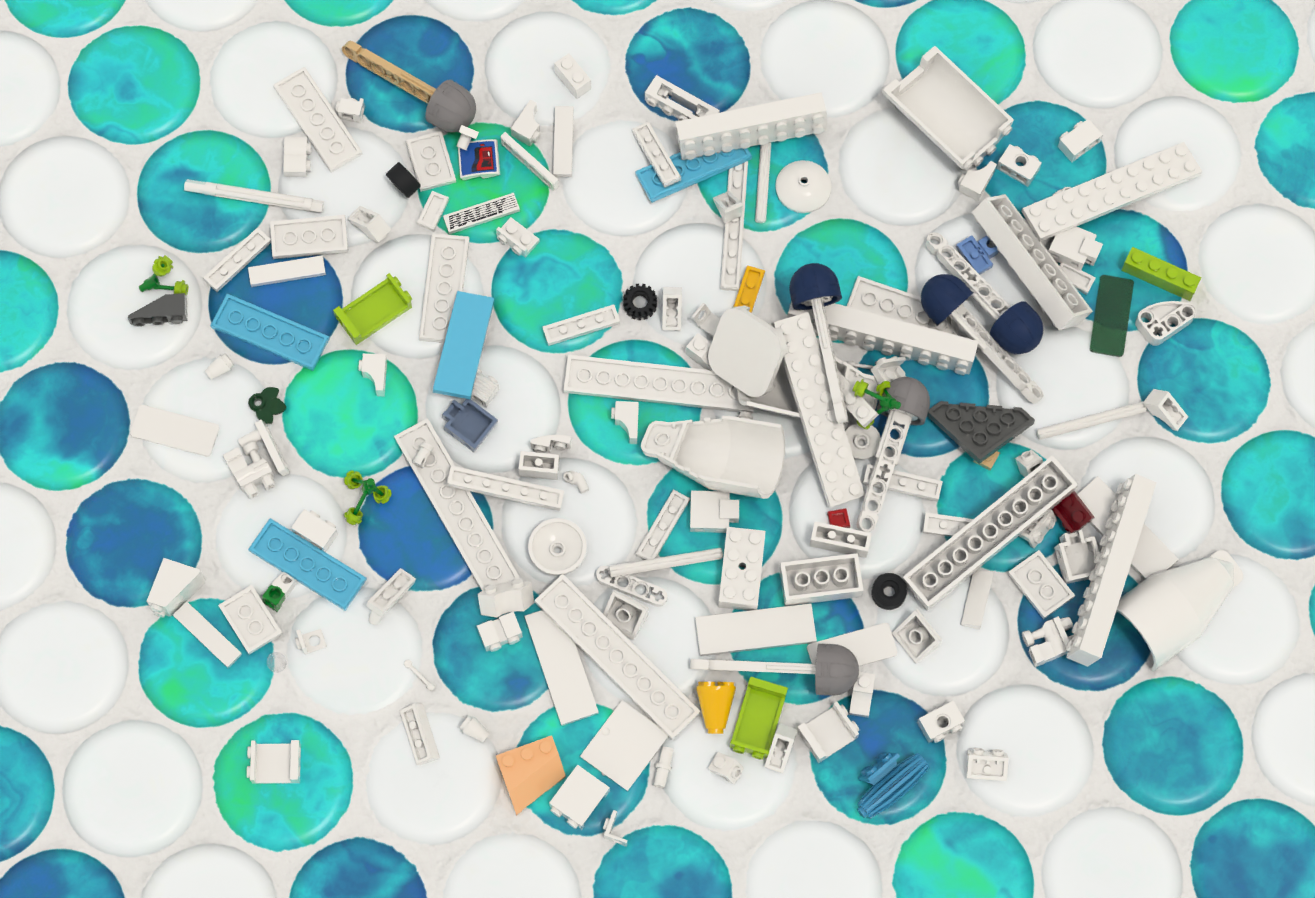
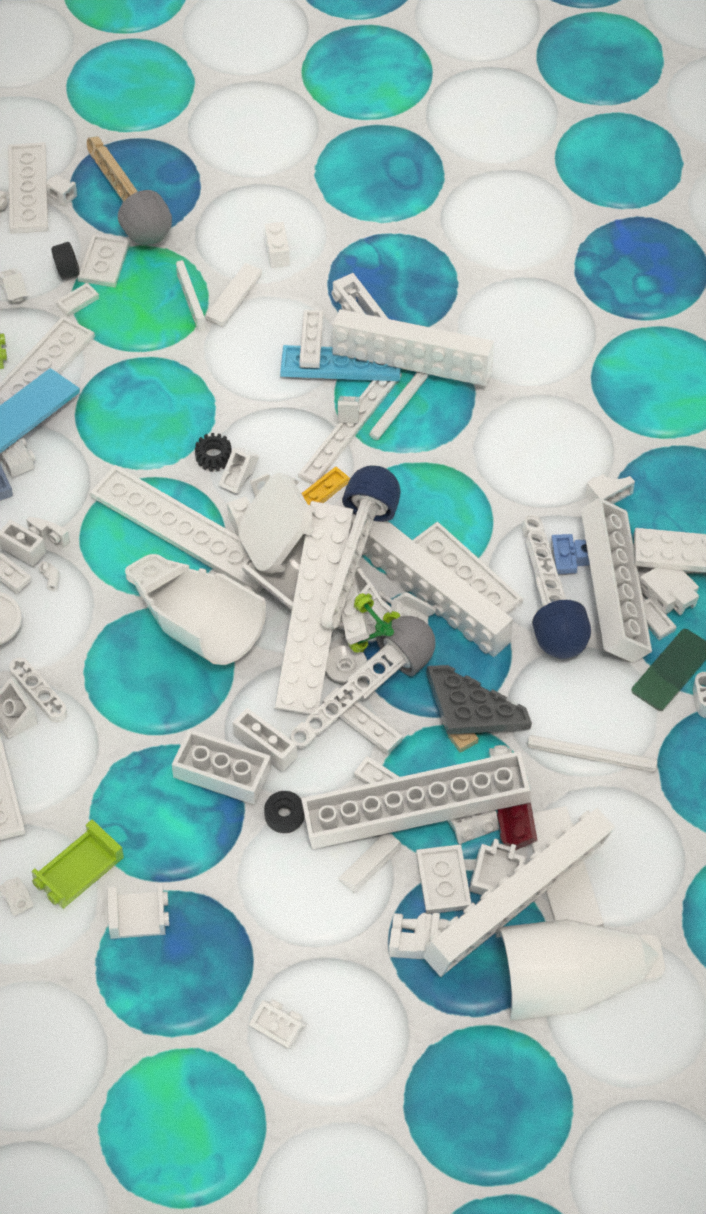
camera: 30 degrees right, 15 degrees down
(465, 138) = (146, 248): white tile -> none
(479, 159) = (146, 275): slope -> none
(481, 213) = (119, 319): white tile -> none
(517, 237) = (137, 352): white bracket -> none
(525, 127) = (206, 266): white arch -> none
(581, 325) = (145, 447): white plate -> none
(627, 417) = (135, 541): white arch -> none
(663, 526) = (103, 652): white tile -> none
(665, 562) = (83, 682): white axle -> none
(712, 511) = (158, 659): white piece -> none
(715, 704) = (42, 829): yellow cone -> none
(741, 587) = (151, 722): white brick -> none
(755, 629) = (130, 785): white tile -> none
(781, 748) = (79, 901): white arch -> none
(801, 196) = (435, 426): white dish -> none
(834, 669) = (172, 849): light grey piece -> none
(839, 518) = (280, 722): red tile -> none
(862, 695) = (195, 891): white arch -> none
(867, 644) = (213, 850): white piece -> none
(889, 781) = (165, 987): dark azure plate -> none
(917, 636) = (284, 866): white slope -> none
(944, 297) = (504, 572): piece -> none
(948, 713) = (246, 950): white brick -> none
(950, 109) = (616, 417): white cylinder -> none
(1023, 174) = (660, 505): white brick -> none
(1166, 408) = (675, 775): white arch -> none

